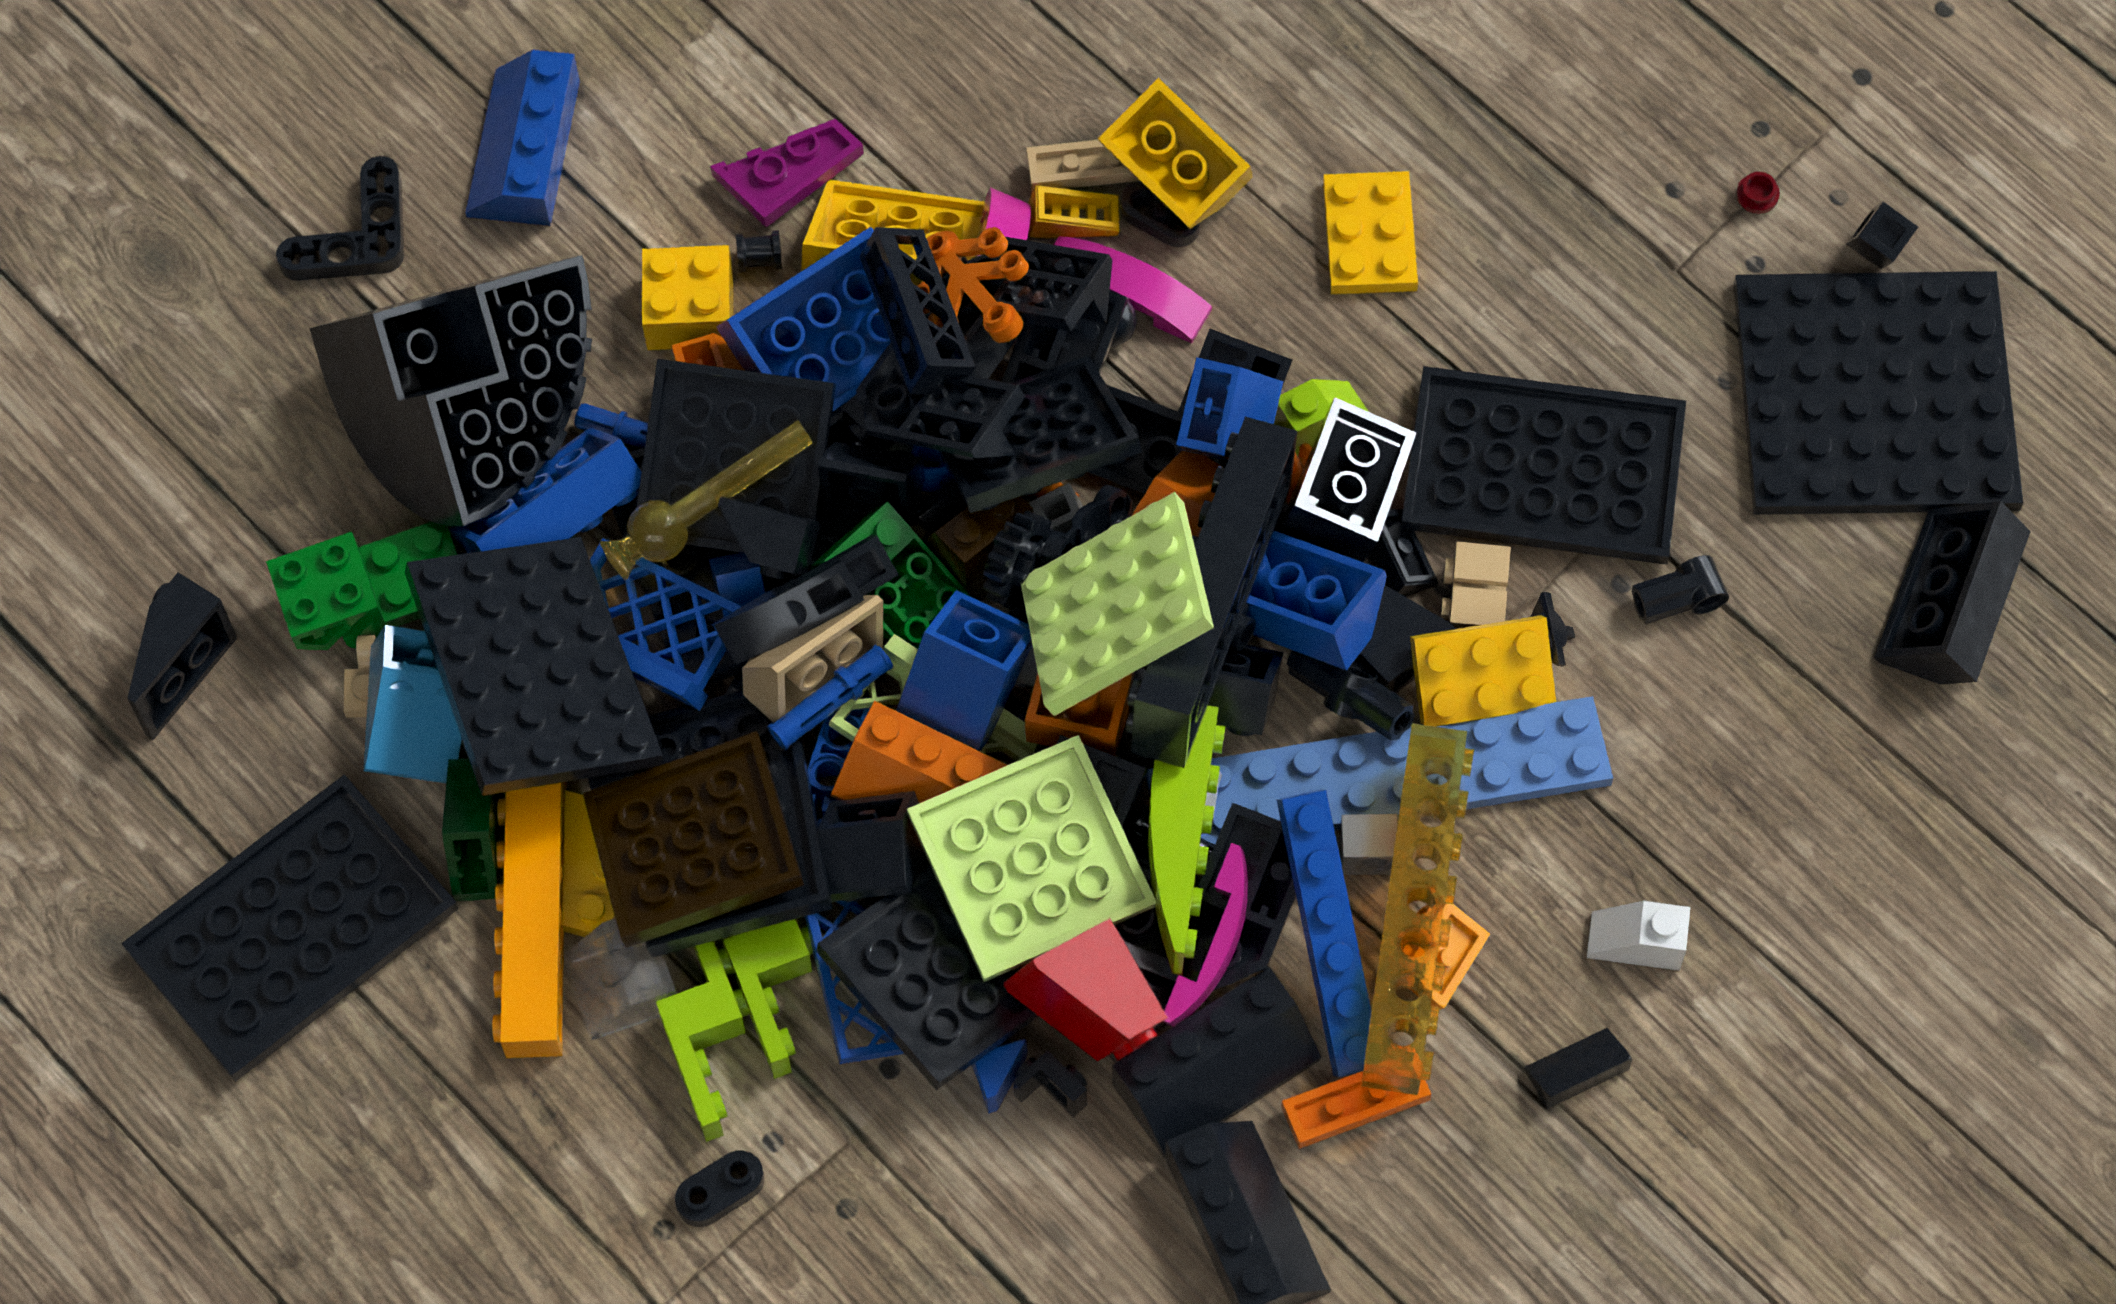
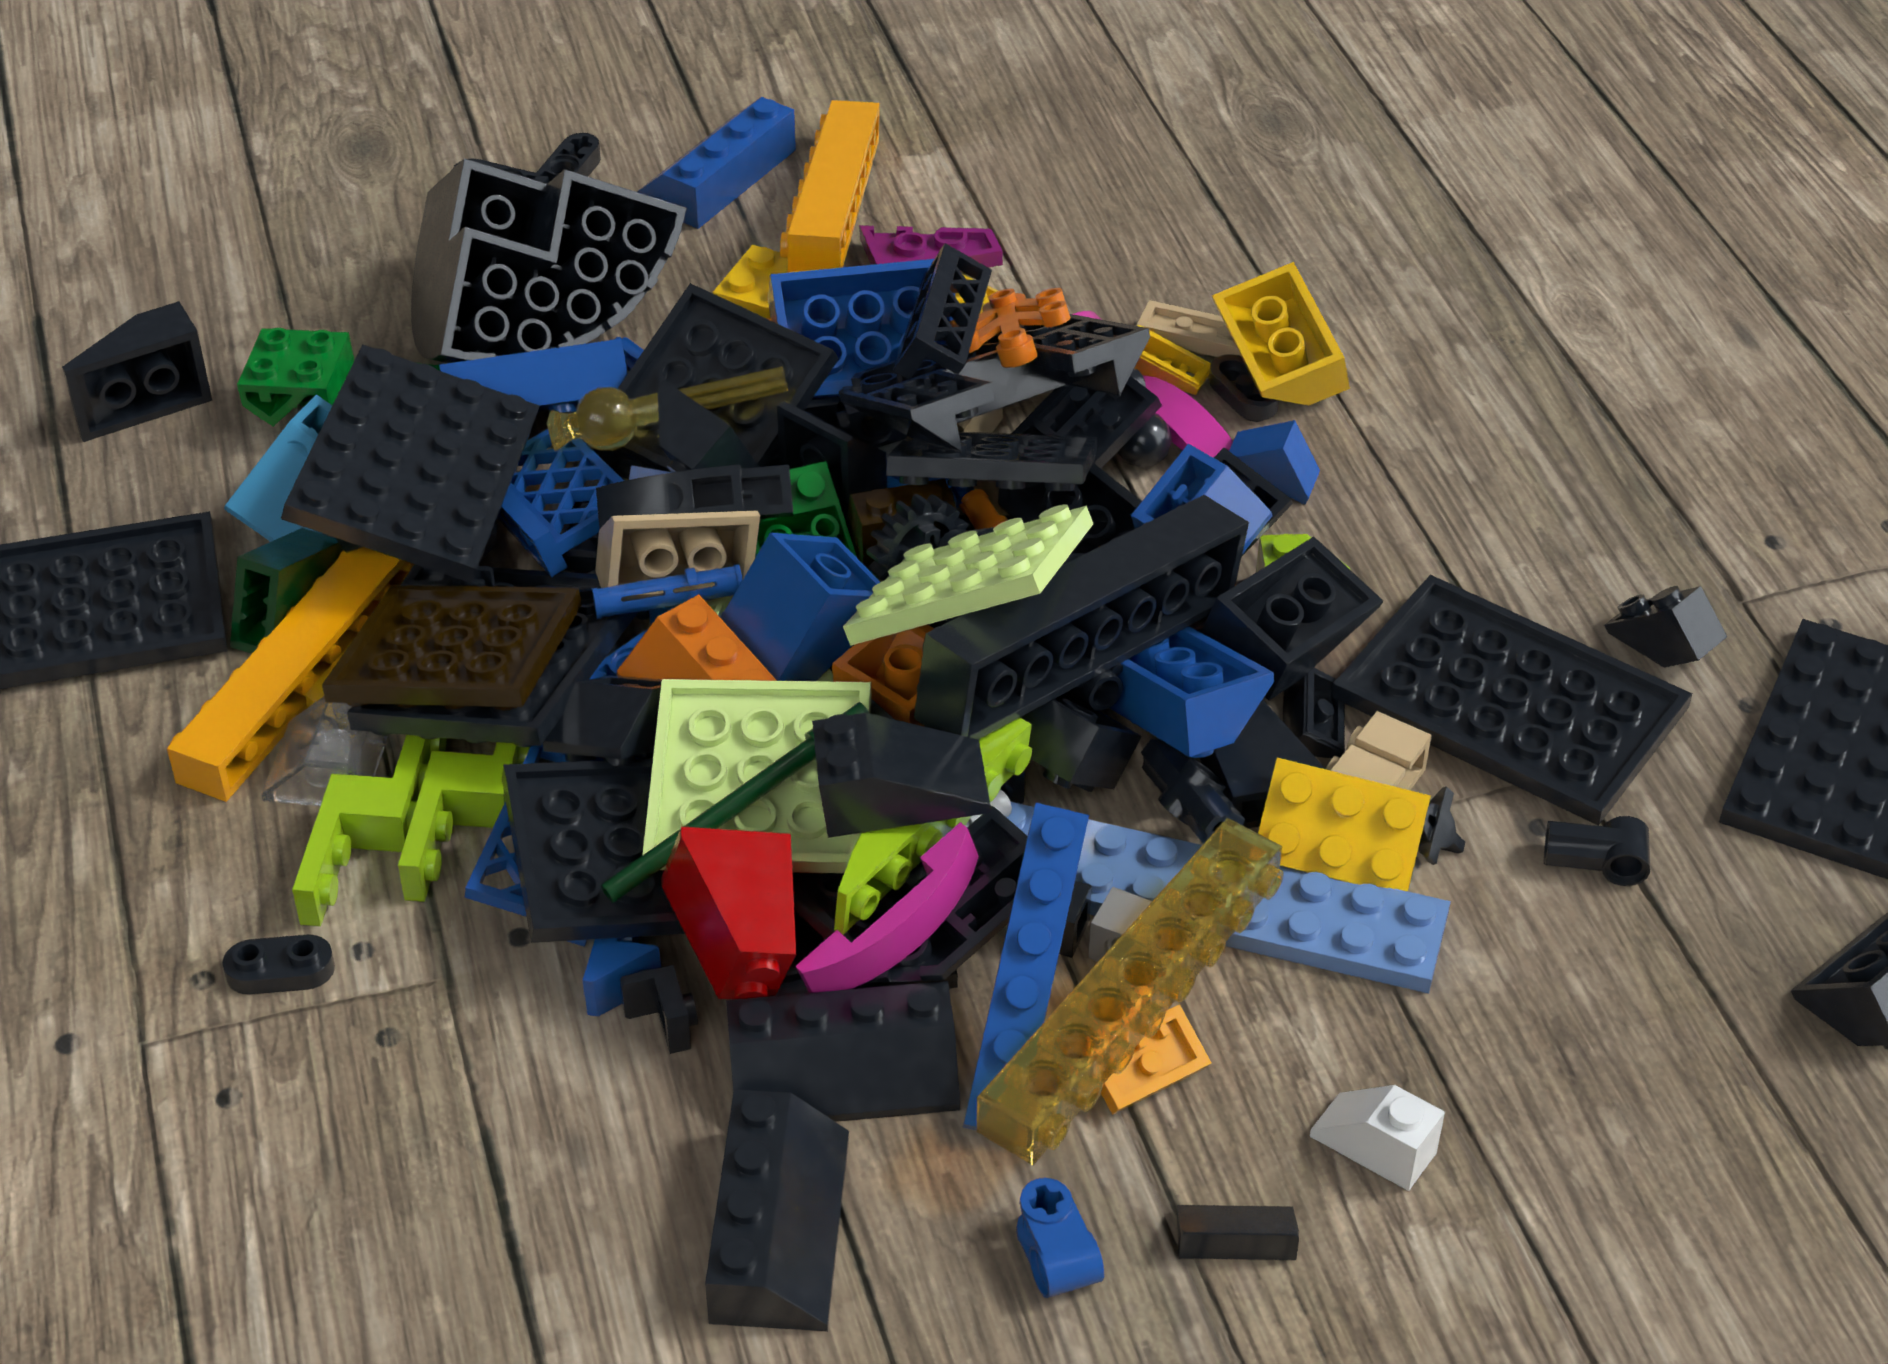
camera: 25 degrees right, 20 degrees down
(675, 144) = (831, 187): none -> light orange brick
(1073, 813) = (719, 813): none -> dark green bar
(1160, 823) = (895, 774): none -> black slope
(1231, 293) = (1280, 457): none -> blue slope
(1343, 1107) = (955, 1156): orange plate -> none
(1370, 232) = (1441, 469): yellow plate -> none
(1463, 1149) = (1056, 1239): none -> blue piece
(1636, 336) = (1668, 627): none -> black slope
(1758, 193) = (1861, 565): dark red plate -> none

